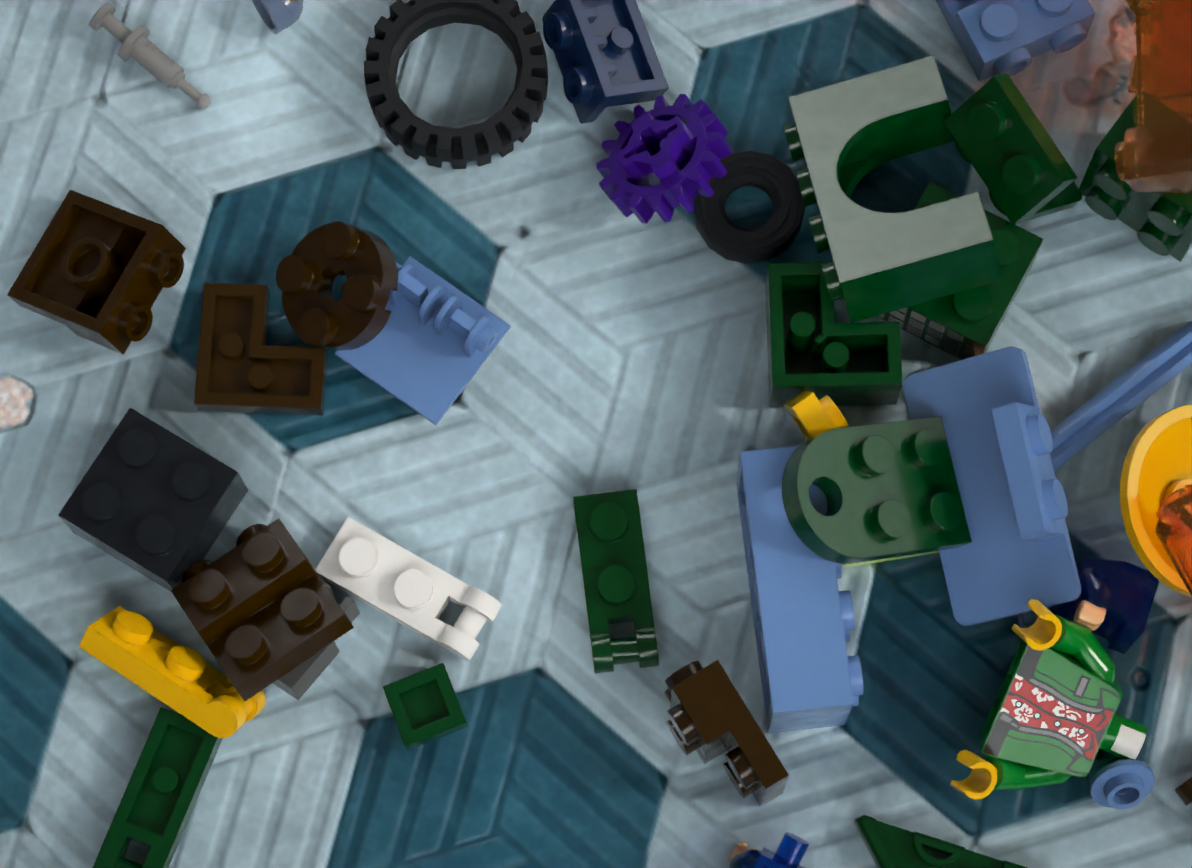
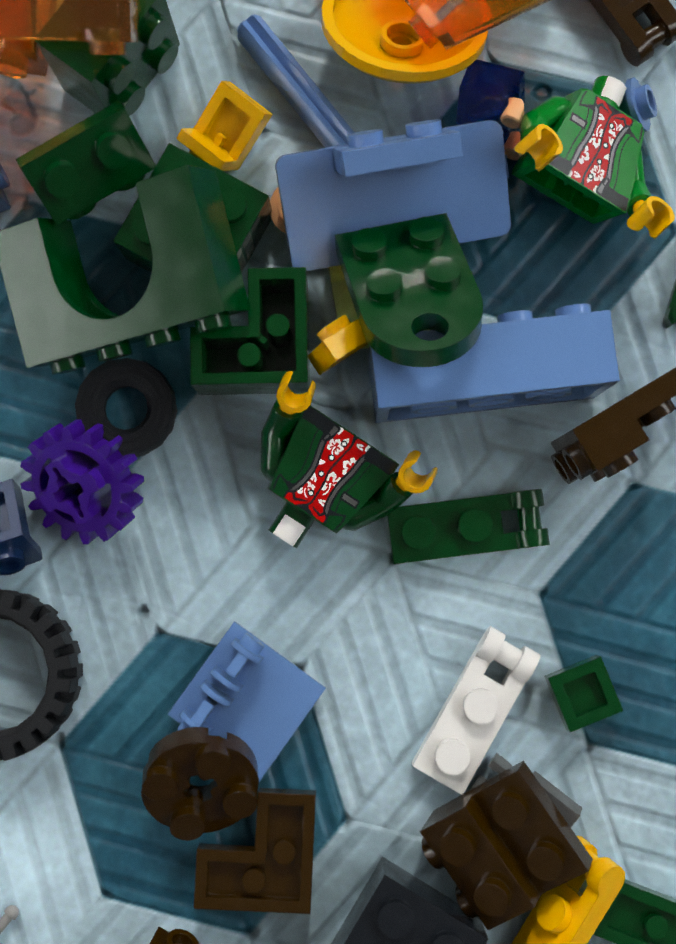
camera: 90 degrees left, 10 degrees up
(677, 417) = (328, 470): none -> torso
(1070, 306) = (226, 128): none -> yellow bracket

